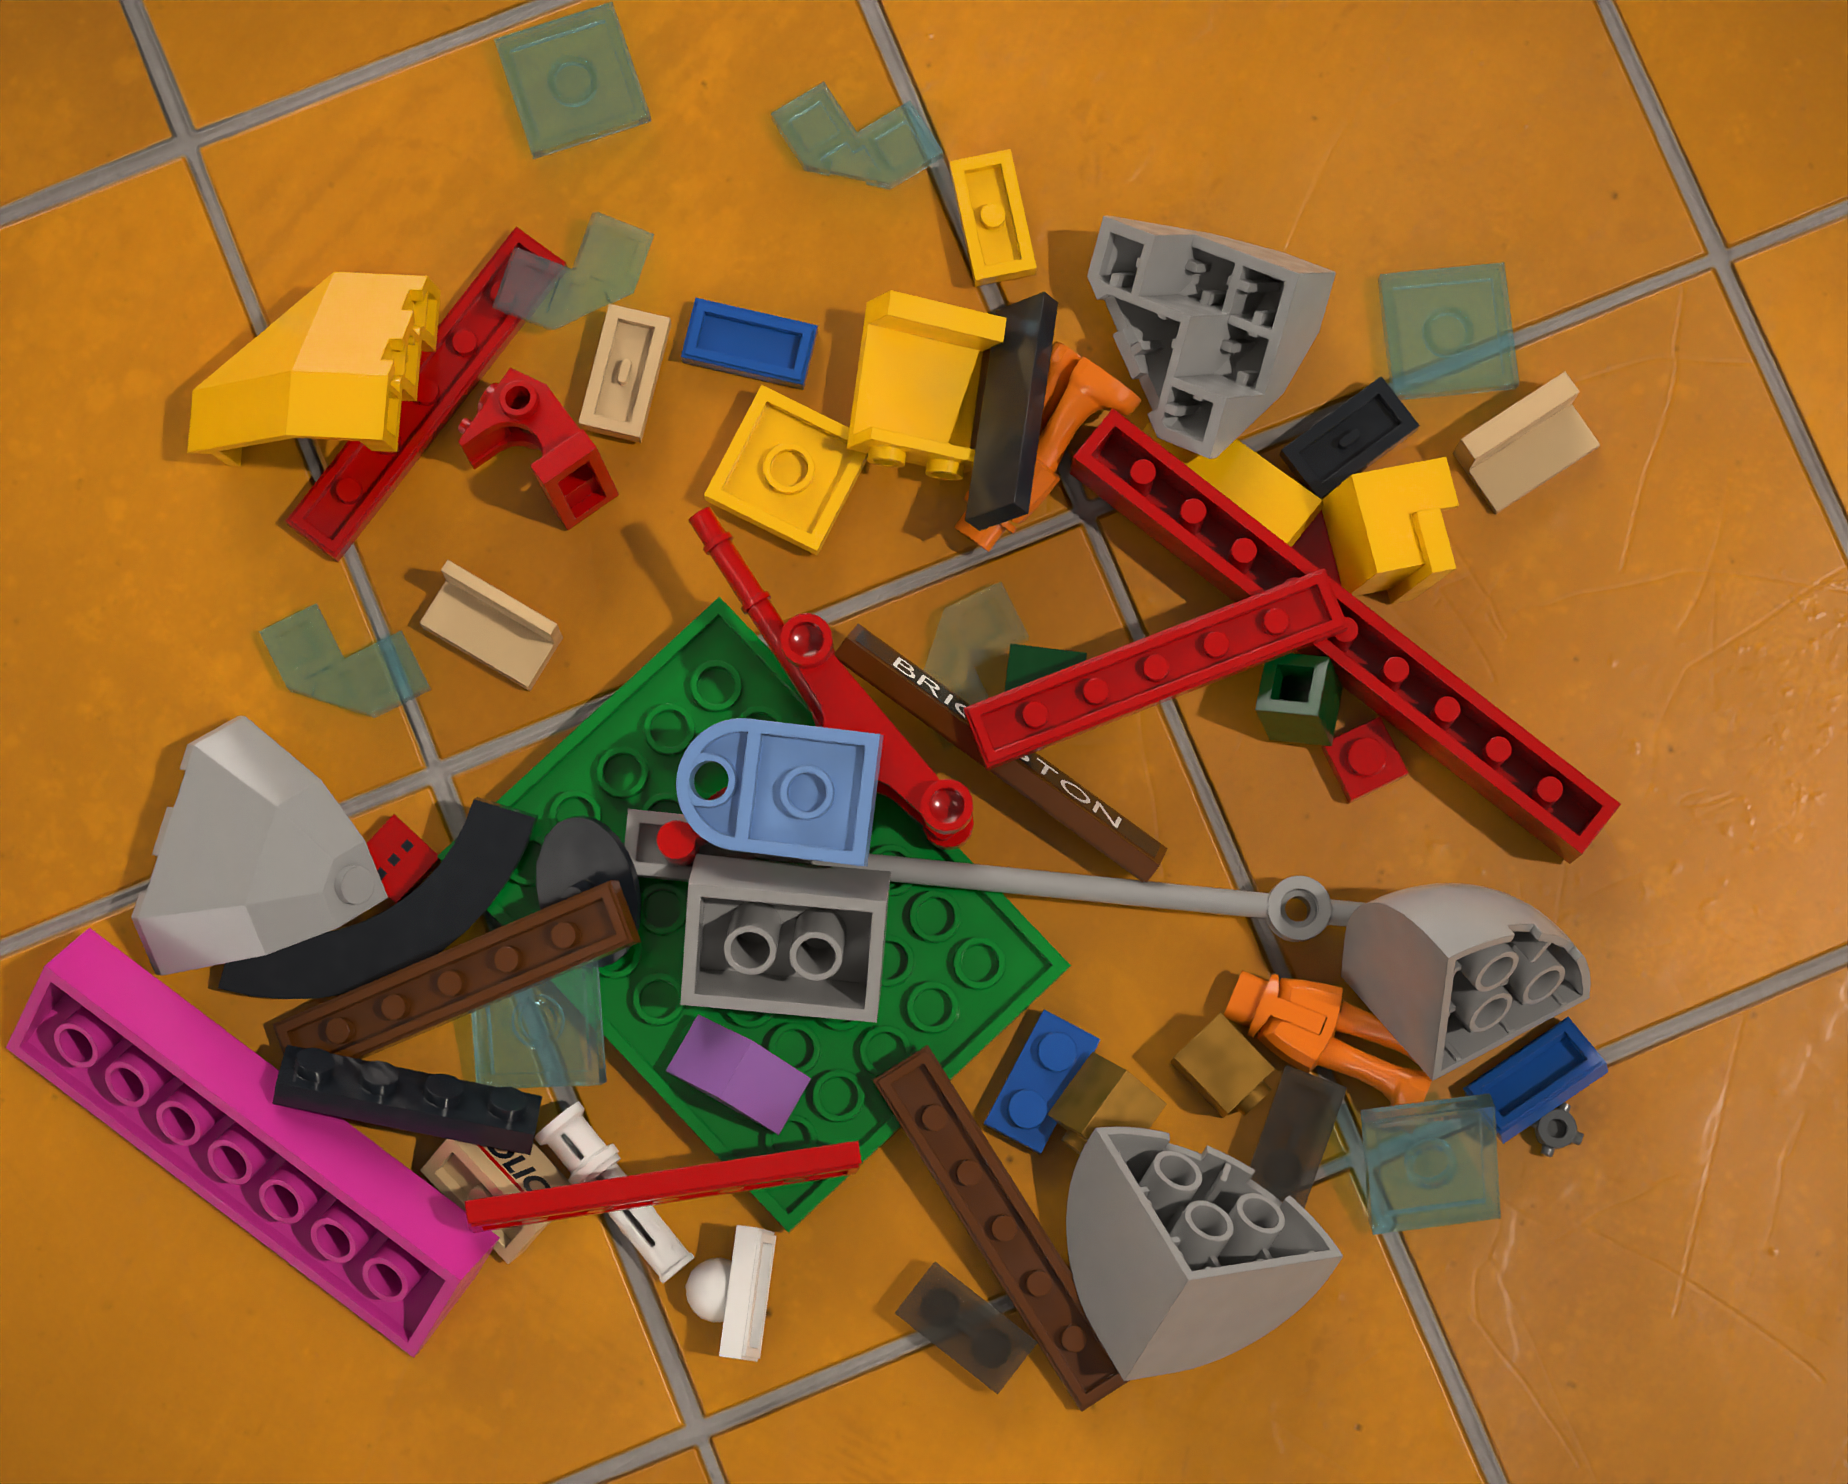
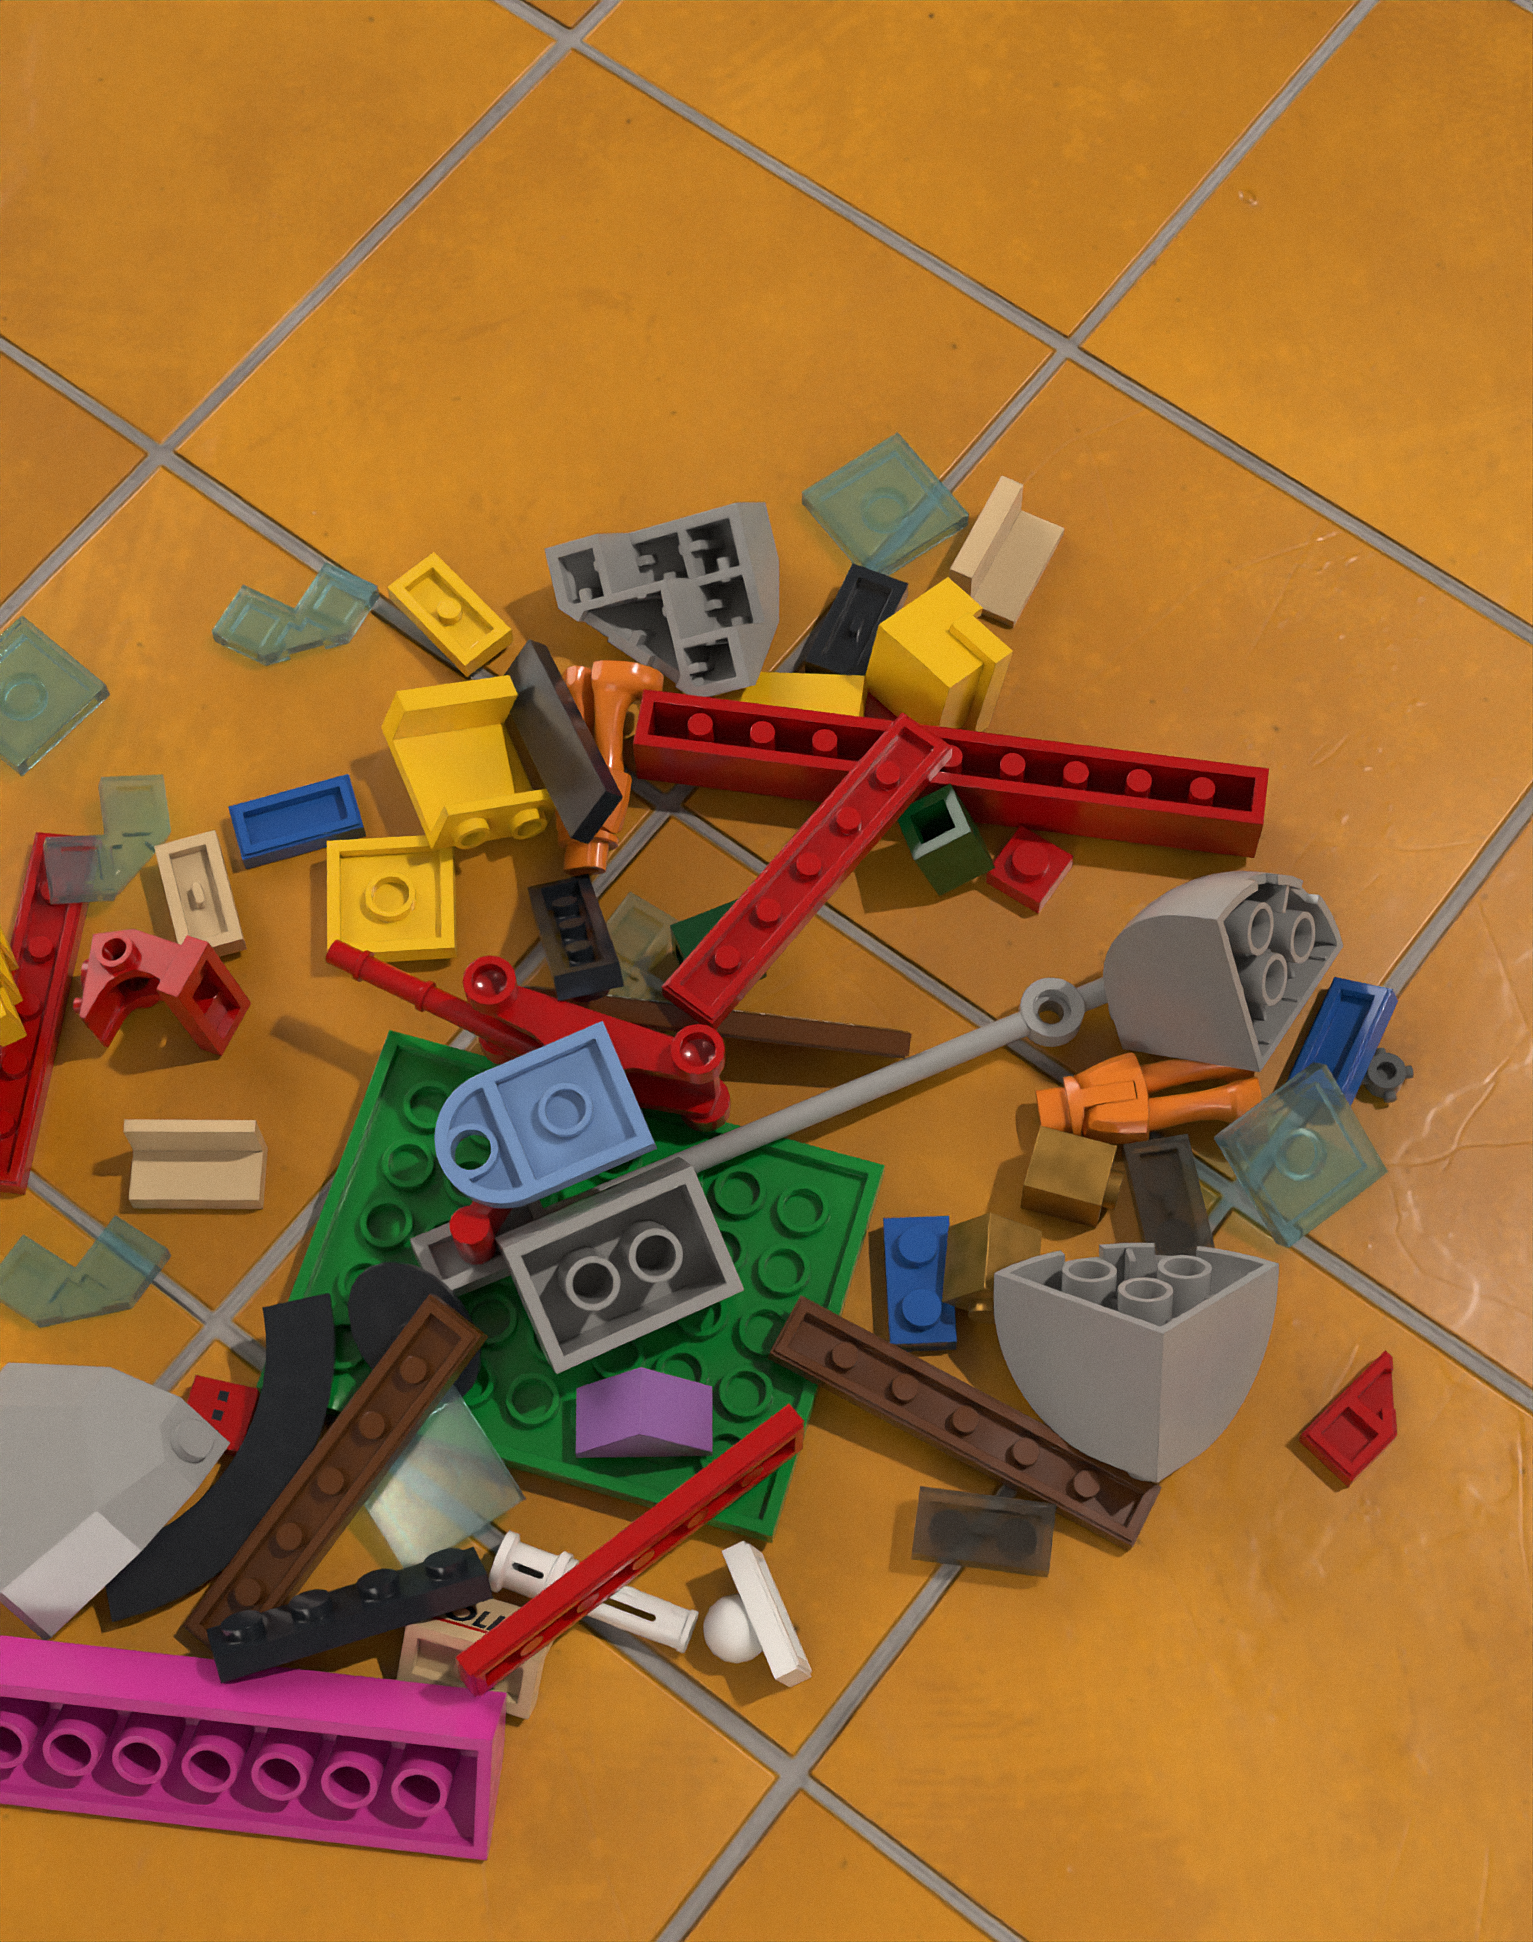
camera: 25 degrees left, 15 degrees down
(916, 615) = (575, 939): none -> black plate
(1335, 1417) = (1356, 1424): none -> red tile

